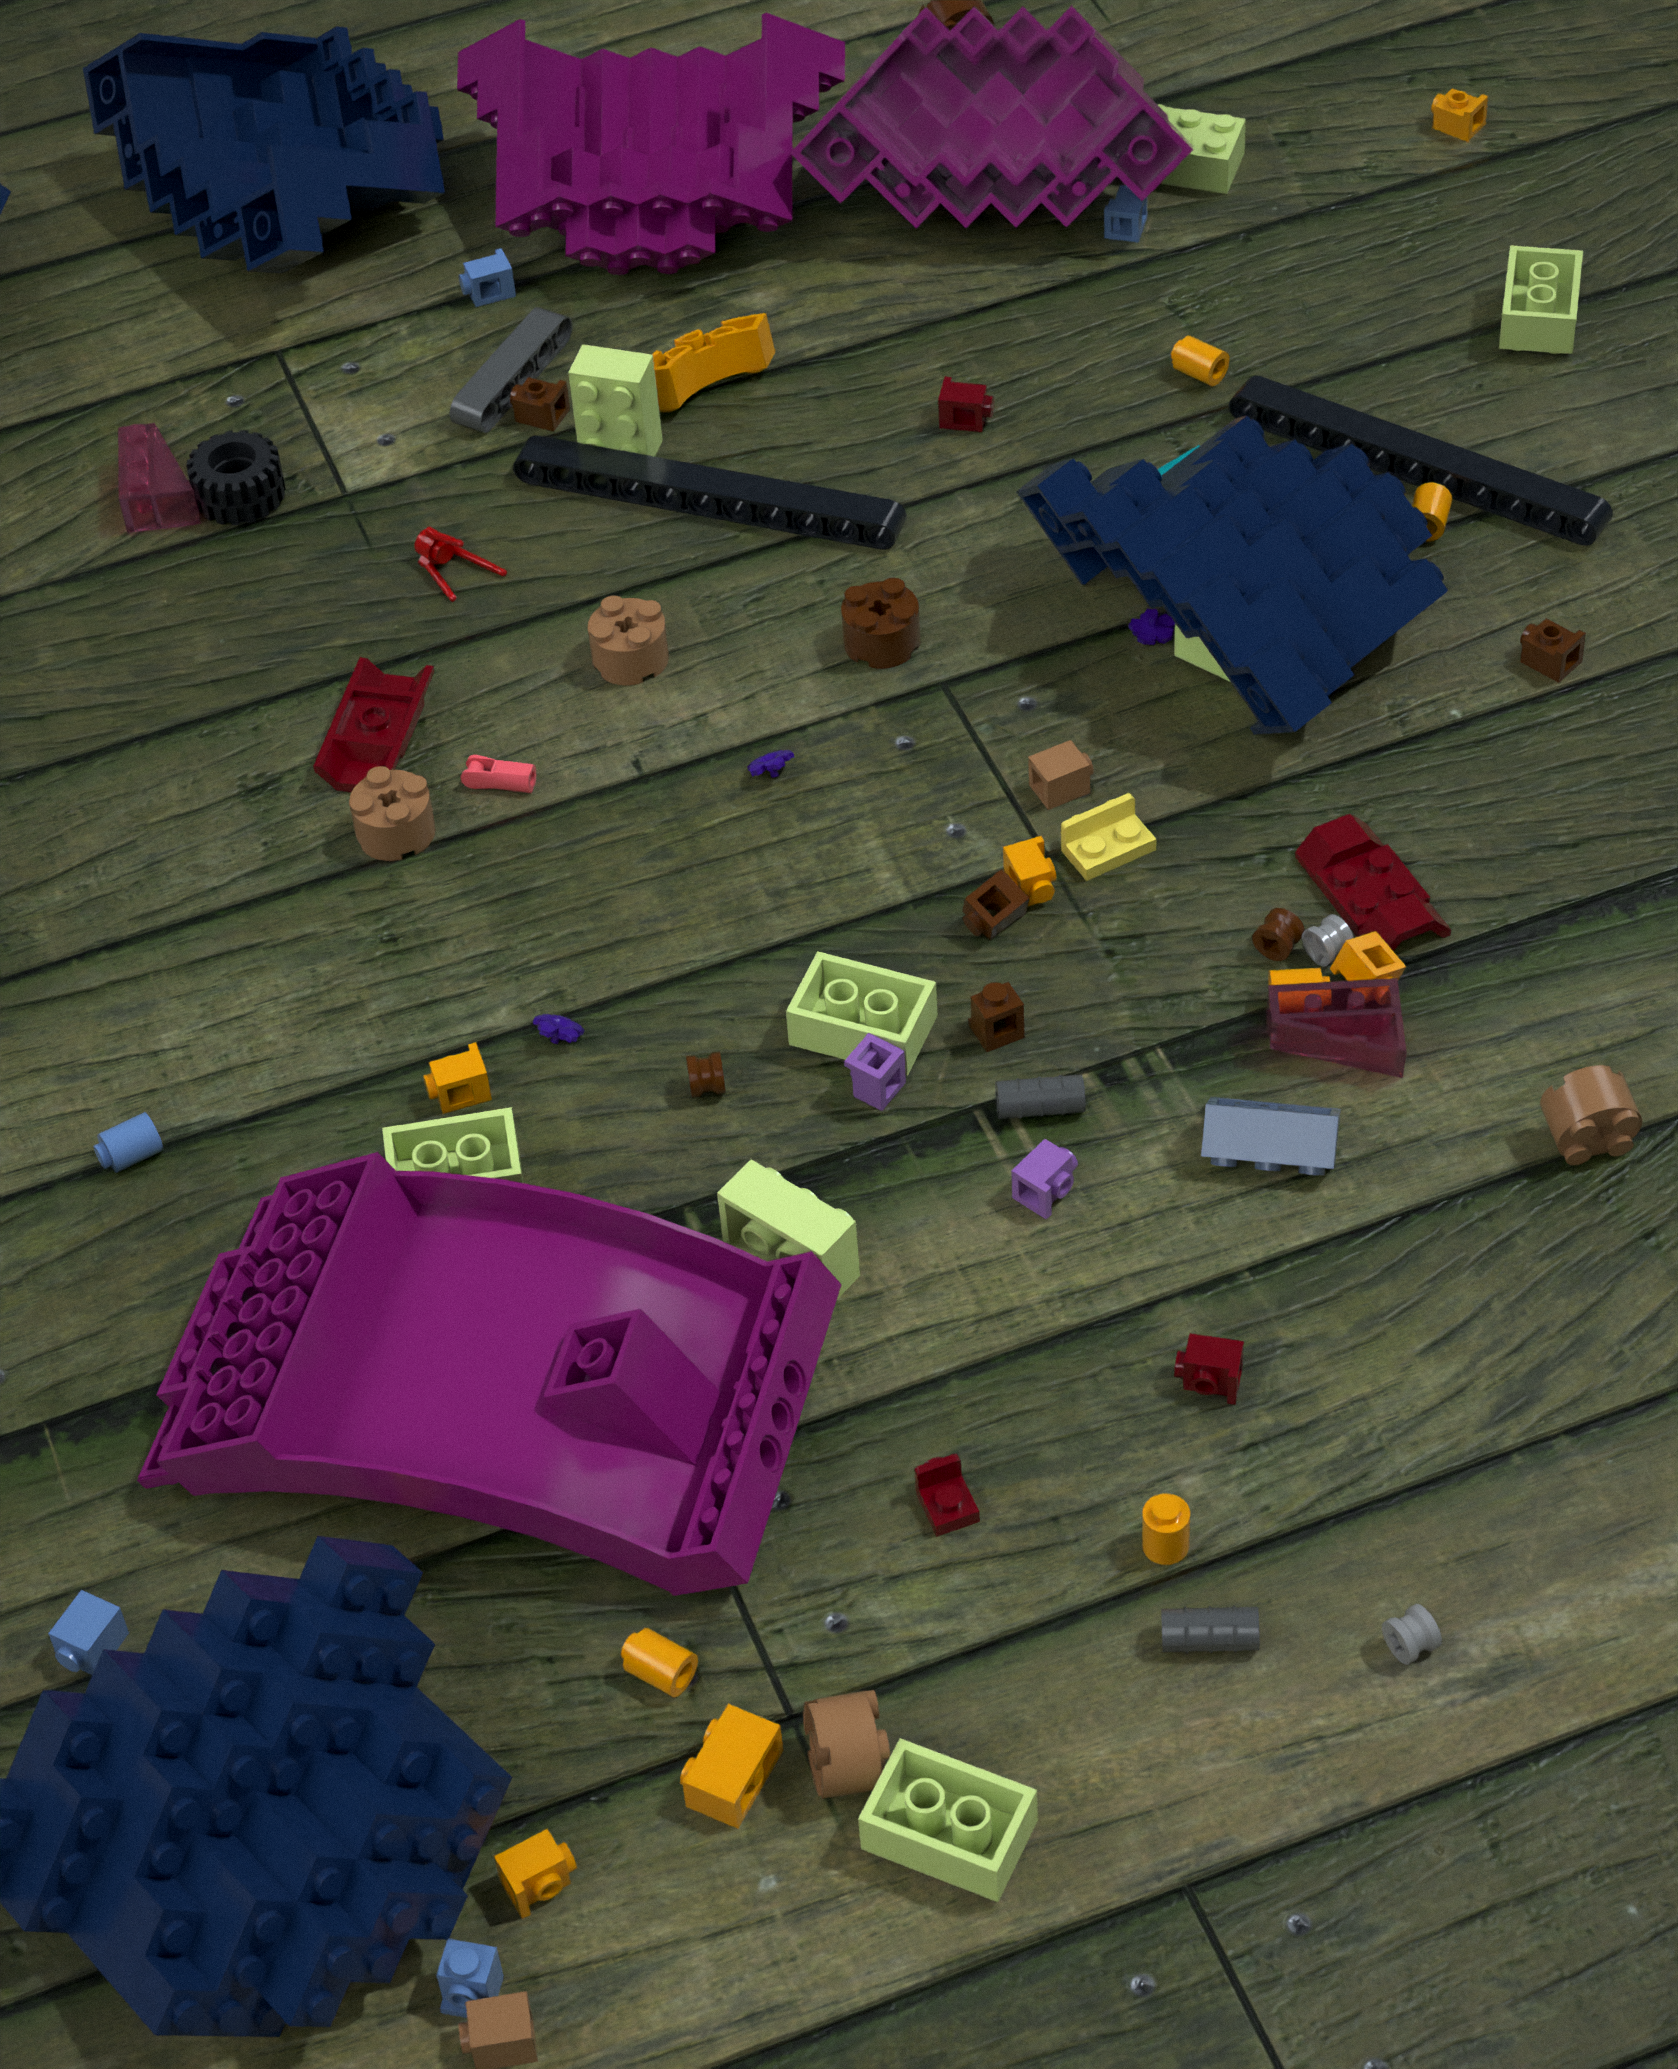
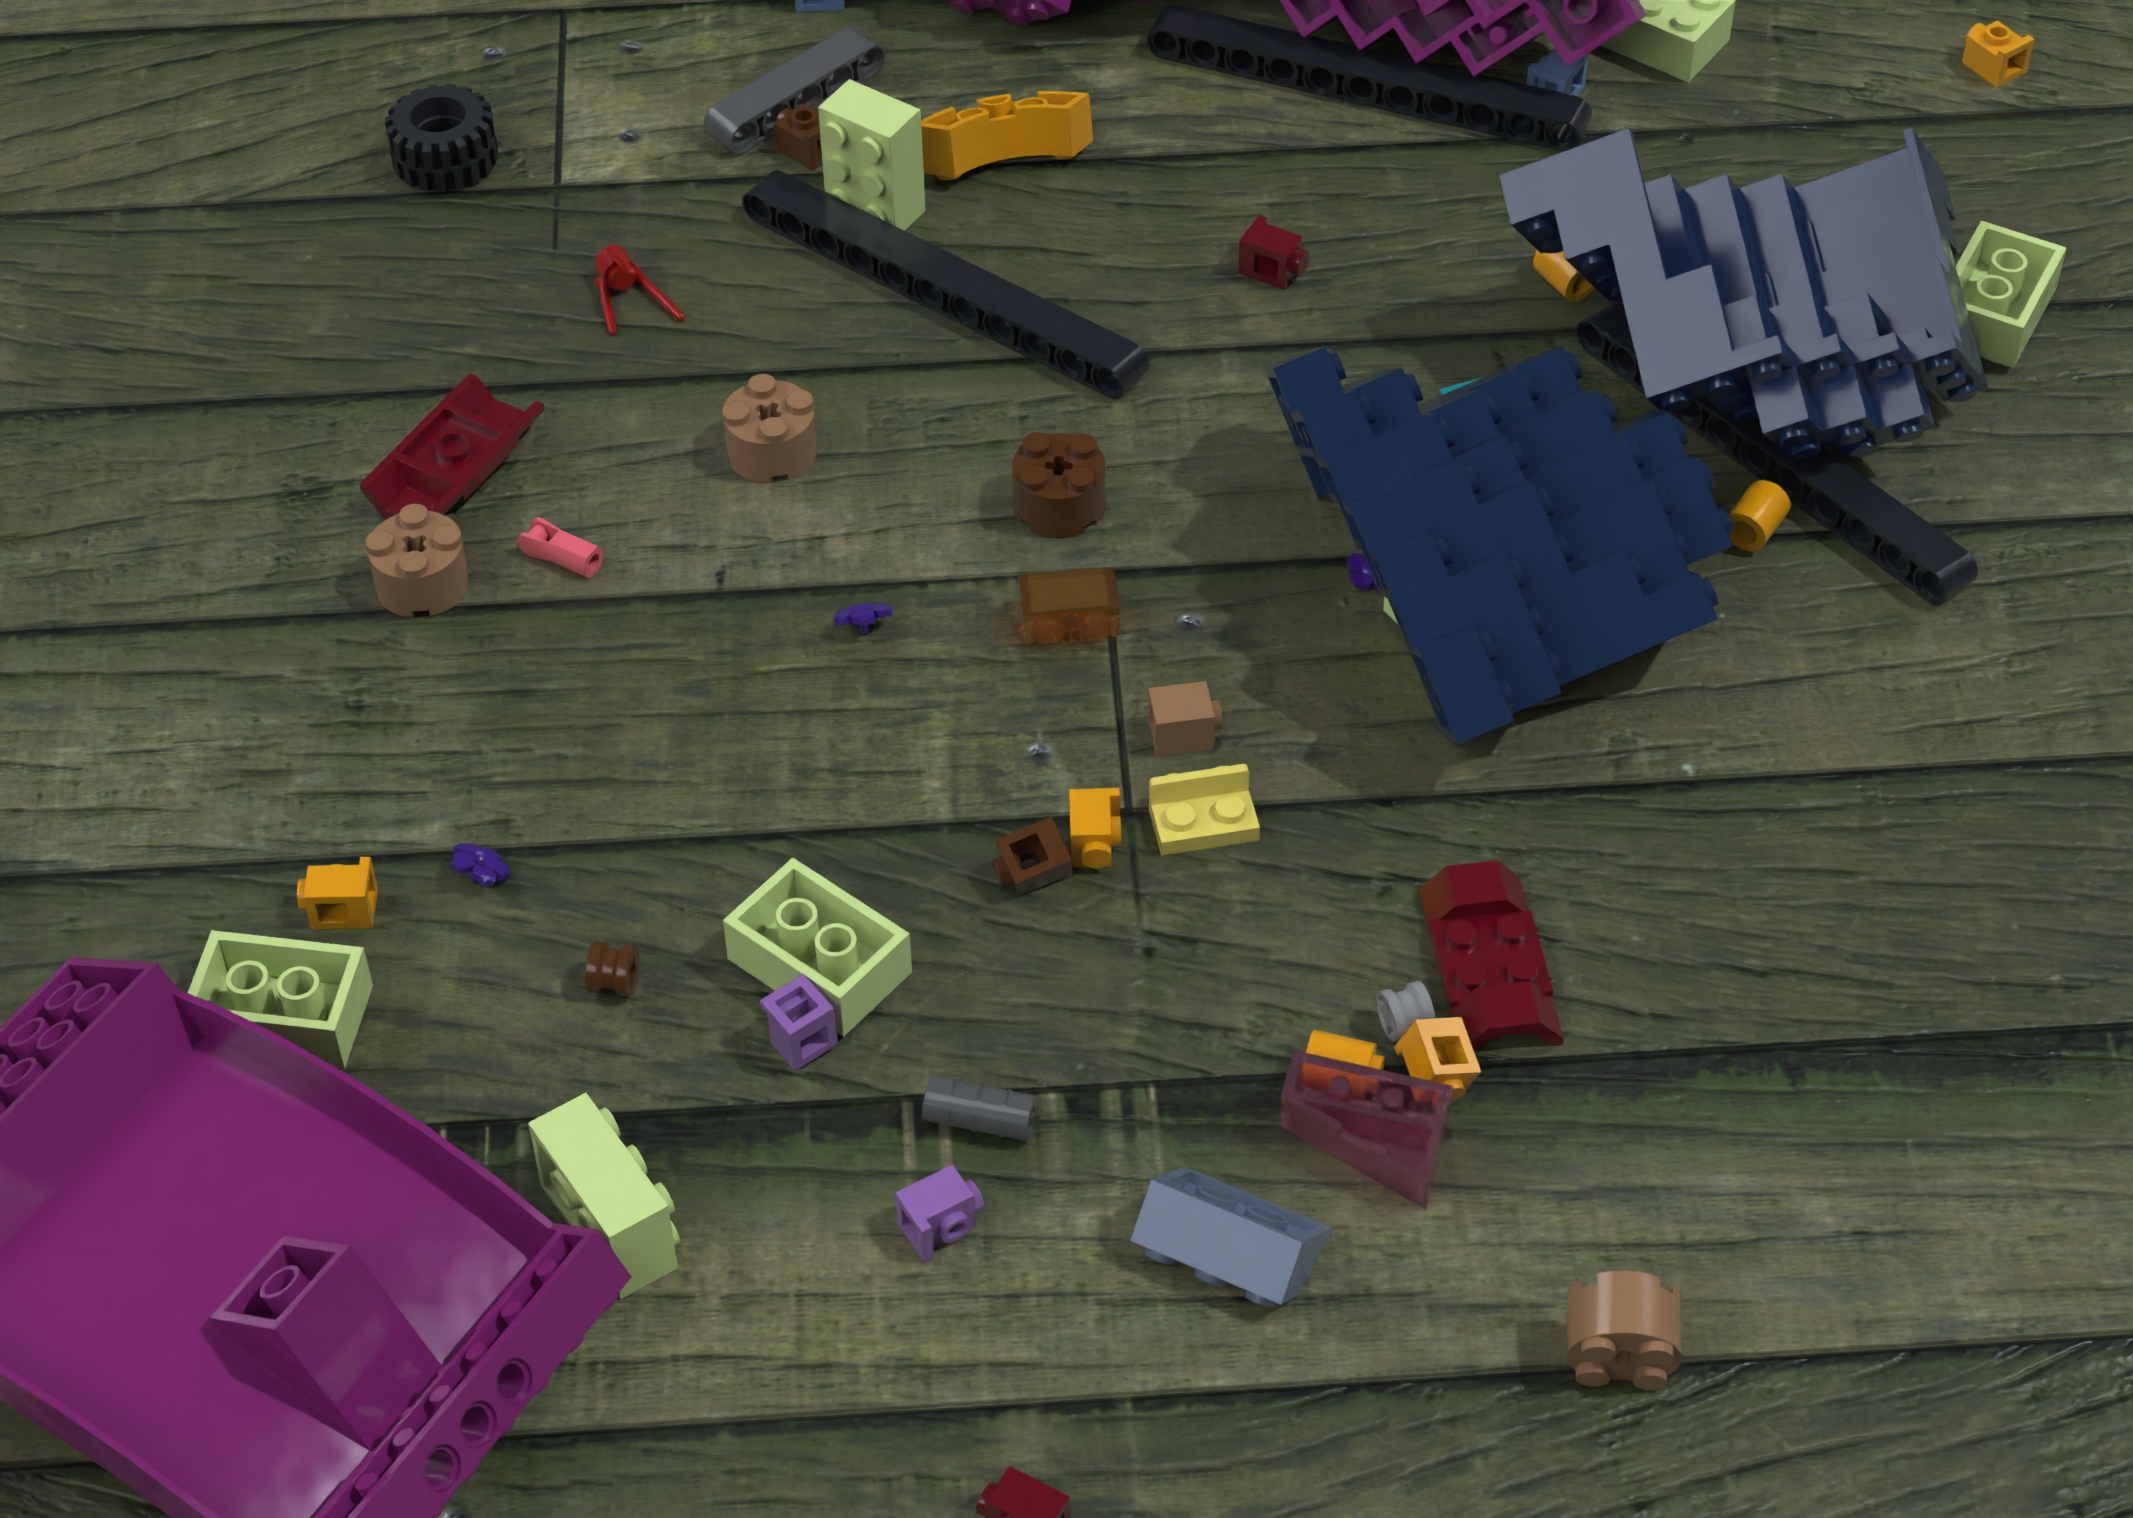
camera: 15 degrees right, 0 degrees up
(151, 482) = (348, 120): clear pink wedge -> none
(931, 713) = (1069, 605): none -> clear orange brick
(974, 249) = (1370, 78): none -> black beam
(991, 1005) = (973, 979): reddish brown brick -> none
(1278, 934) = (1349, 986): reddish brown wheel -> none
(1381, 337) = (1770, 297): none -> dark blue panel
(1552, 649) = (1833, 722): reddish brown brick -> none

